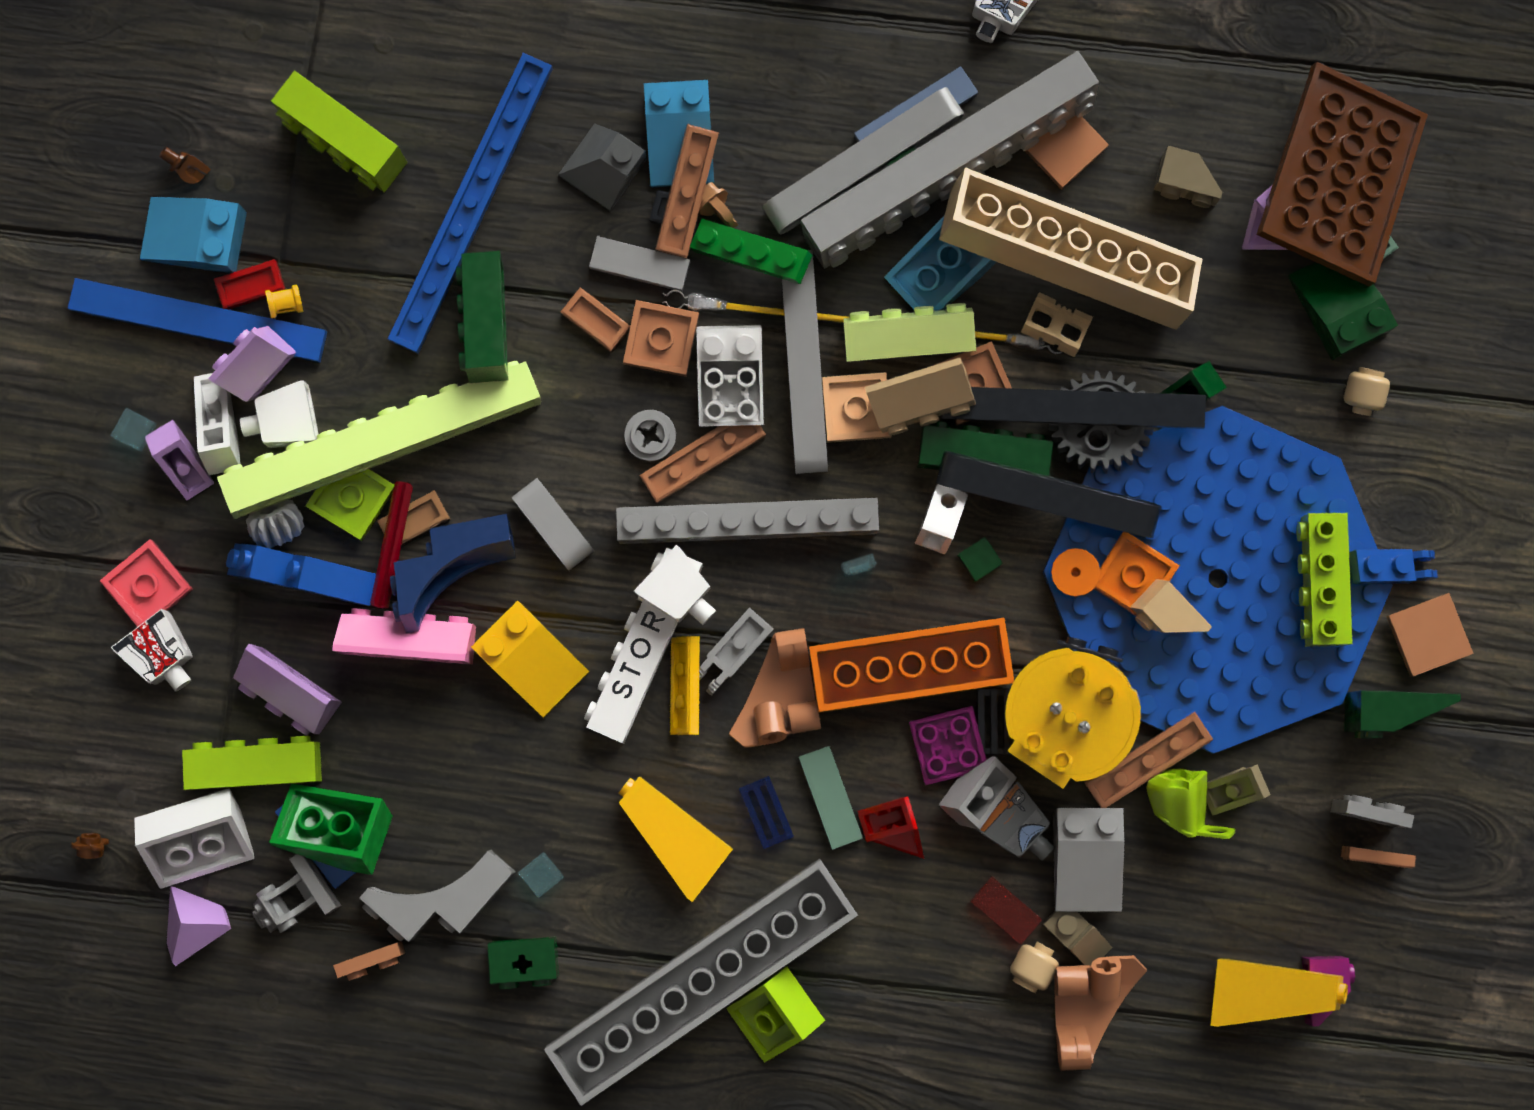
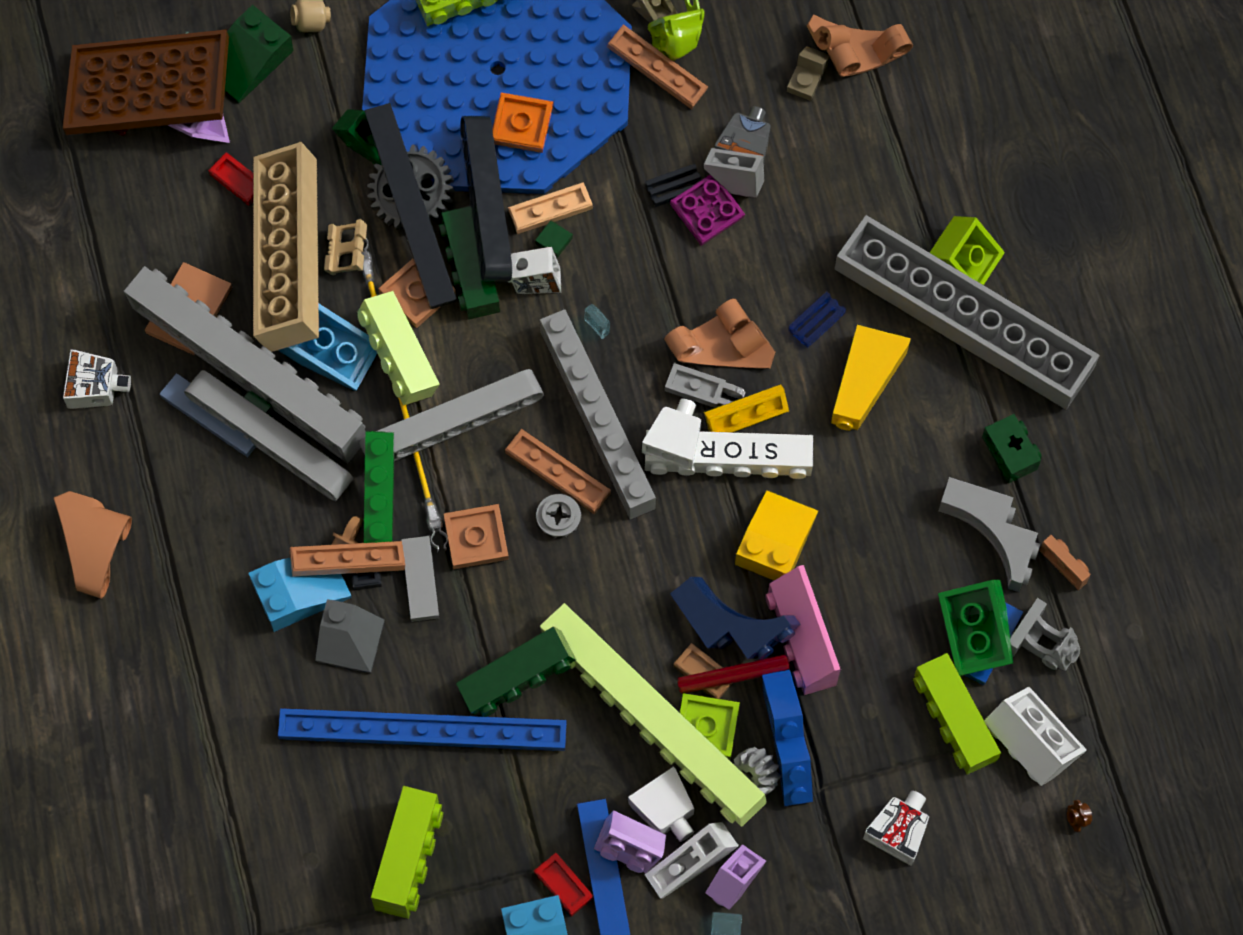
camera: 110 degrees left, 15 degrees down
(146, 583) = (849, 864): coral tile -> none
(192, 924) = (1102, 709): lavender slope -> none
(284, 301) = (567, 845): yellow bush -> none
(285, 690) = (886, 709): lavender slope -> none
(541, 874) = (940, 464): clear light blue tile -> none
(552, 524) = (661, 560): light grey beam -> none
(595, 320) = (480, 595): nougat tile -> none
(730, 375) = (483, 470): white slope -> none
(830, 797) = (784, 278): sand green tile -> none
(849, 409) = (470, 366): light nougat plate -> none
(892, 826) = (784, 224): red slope -> none
(911, 665) = (659, 252): orange brick -> none
(921, 396) = (447, 312): tan slope -> none
(1006, 910) = (813, 126): clear red tile -> none
(1020, 570) = (550, 208): none -> light nougat tile
(1034, 967) = (846, 90): tan head -> none
(1072, 713) = (646, 121): yellow piece -> none
(1075, 572) = (537, 161): orange piece -> none
(1088, 859) = (749, 80): light grey slope -> none
(1166, 610) = (540, 85): tan slope -> none
(1186, 176) = (187, 196): dark tan slope -> none
(1196, 236) = (234, 177): none -> red tile

